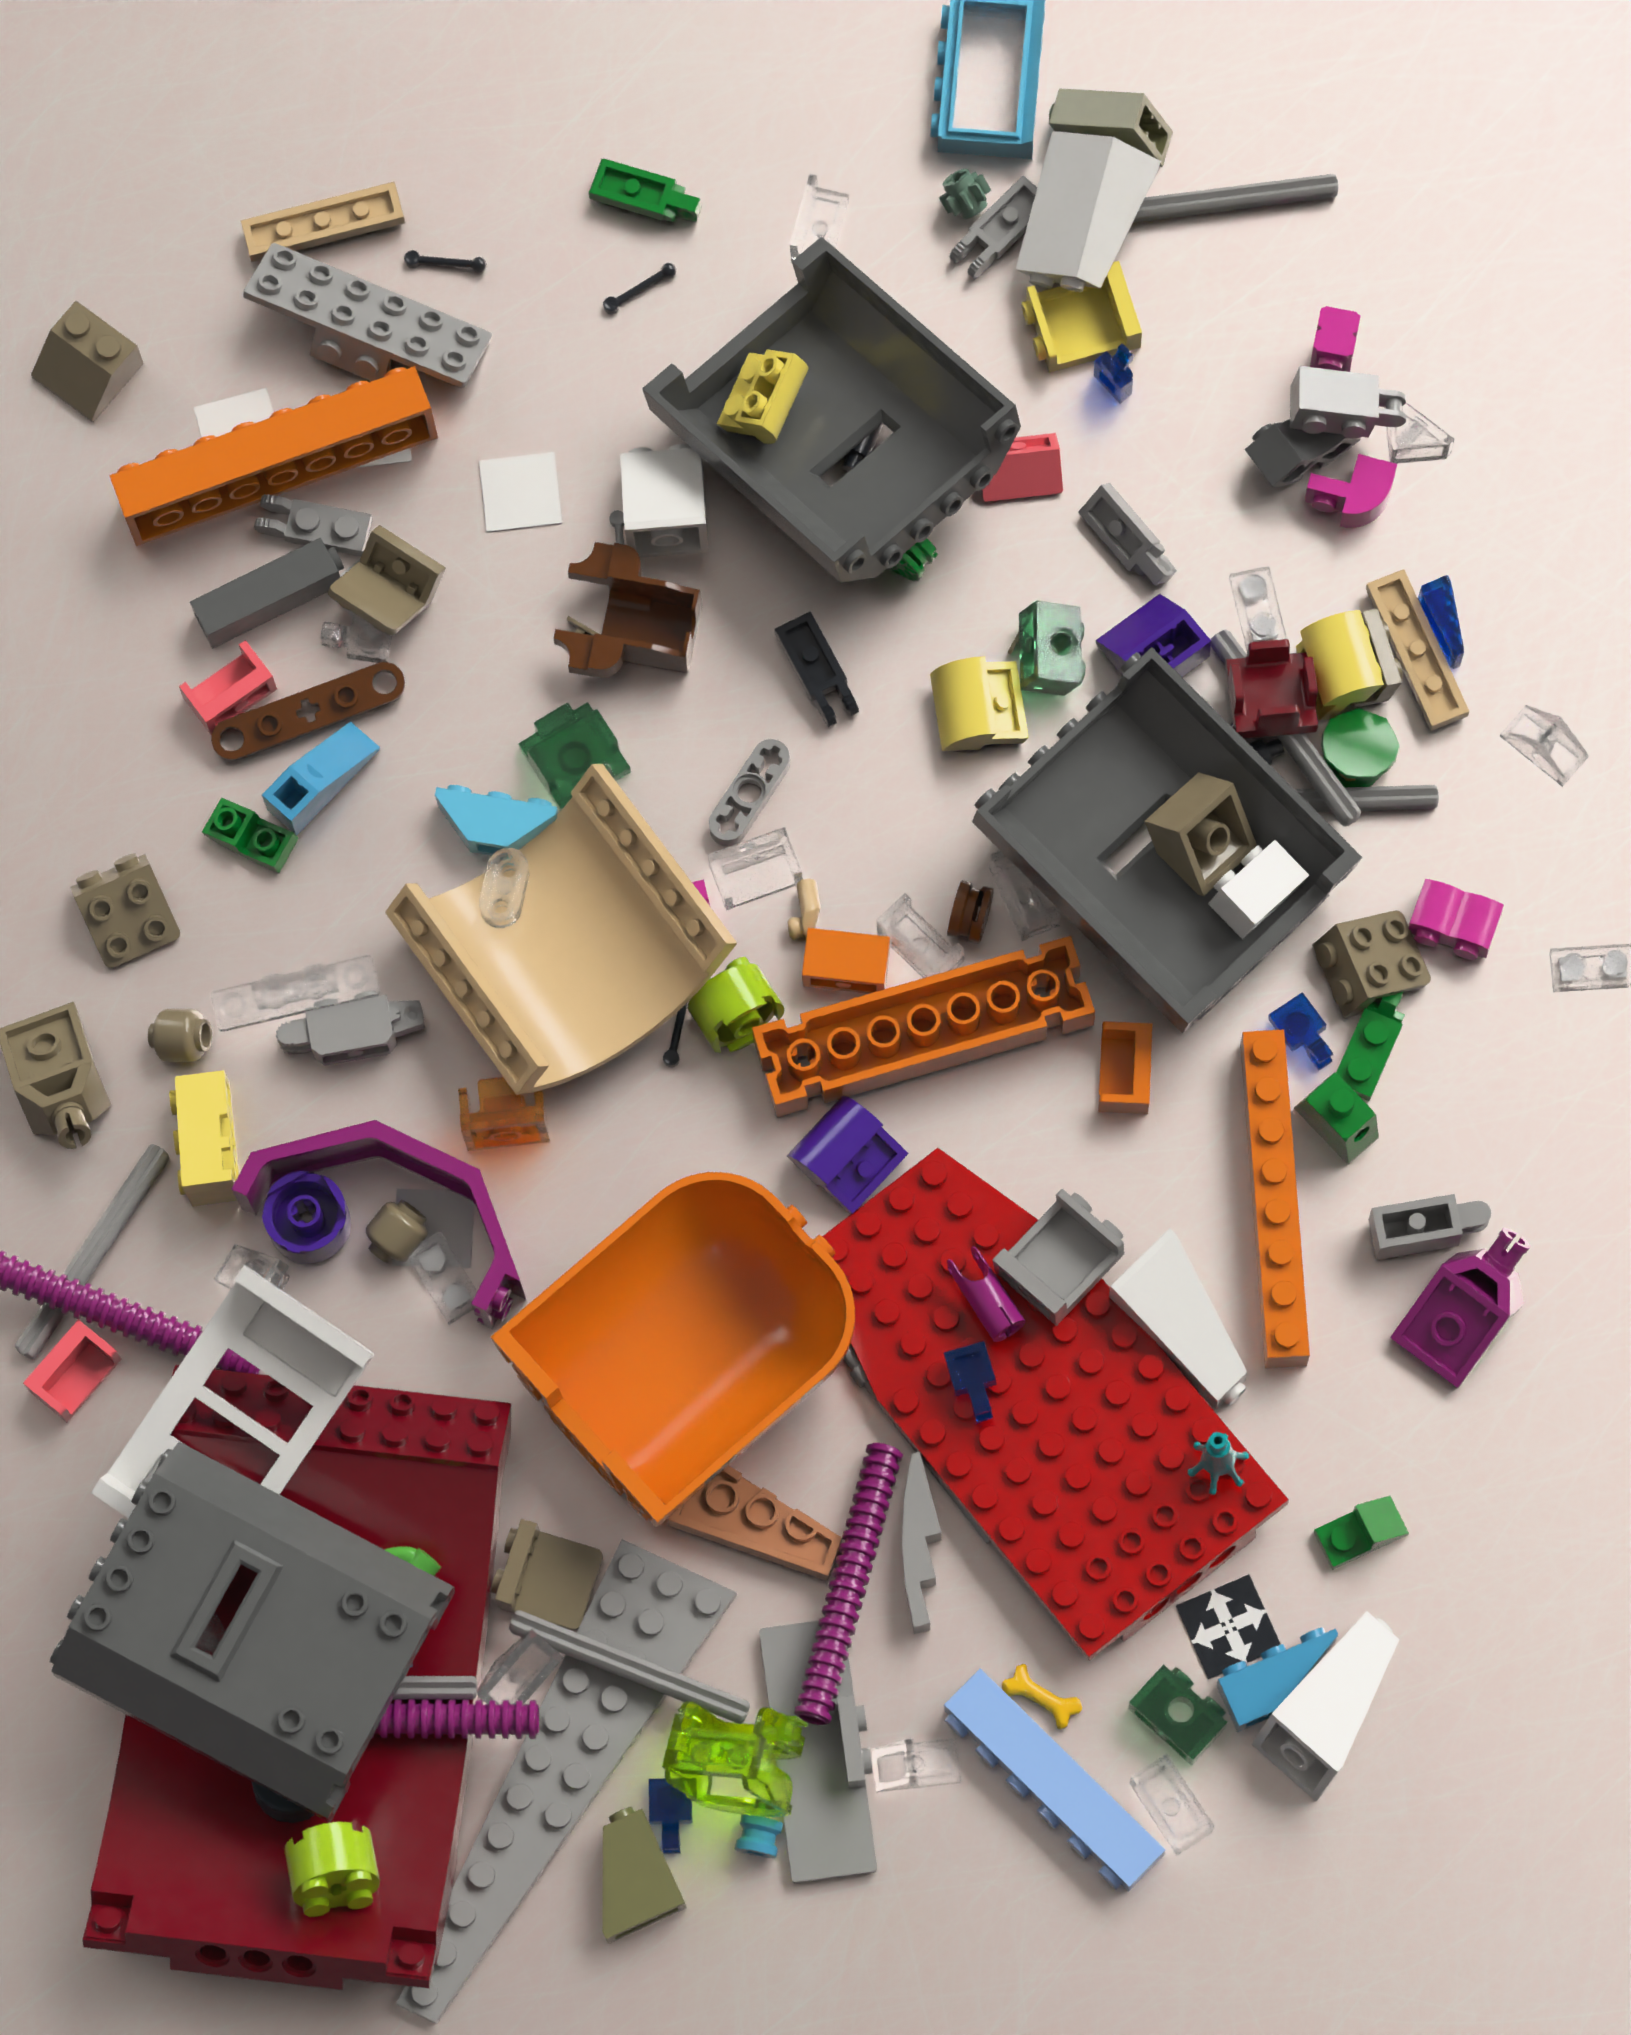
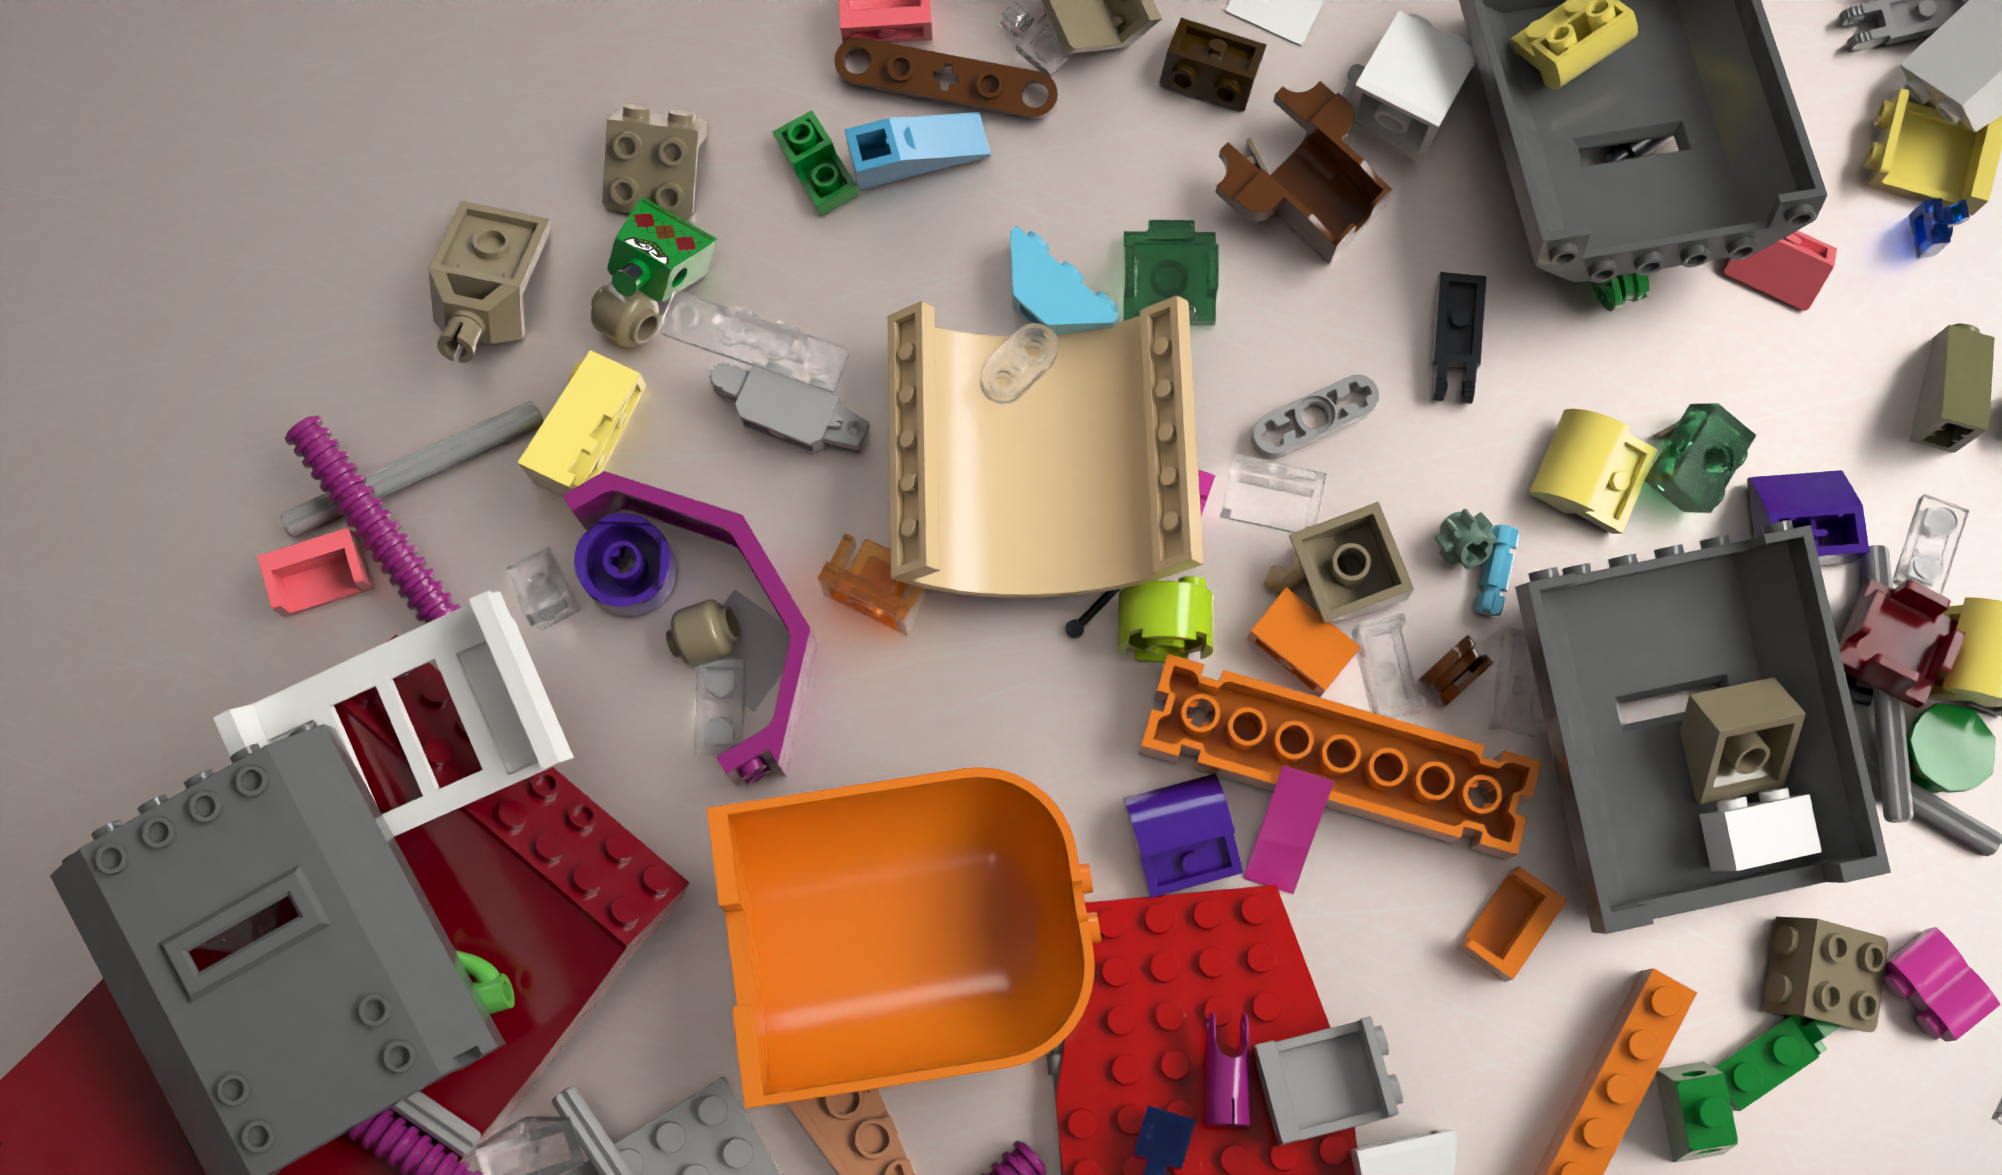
camera: 30 degrees right, 5 degrees up
(178, 973) = (658, 253): none -> green torso
(504, 578) = (1212, 64): none -> dark brown bracket
(546, 1576) = (626, 1067): dark tan bracket -> none
(846, 881) = (1352, 564): none -> dark tan slope
(917, 812) = (1466, 539): none -> sand green gear
(920, 1099) = (1288, 829): none -> dark pink sticker
(955, 821) = (1497, 571): none -> medium azure axle
(1126, 534) = (1846, 391): light grey hinge -> none
(1203, 484) = (1955, 389): none -> olive slope
(1302, 1027) = (1717, 994): clear blue plate -> none

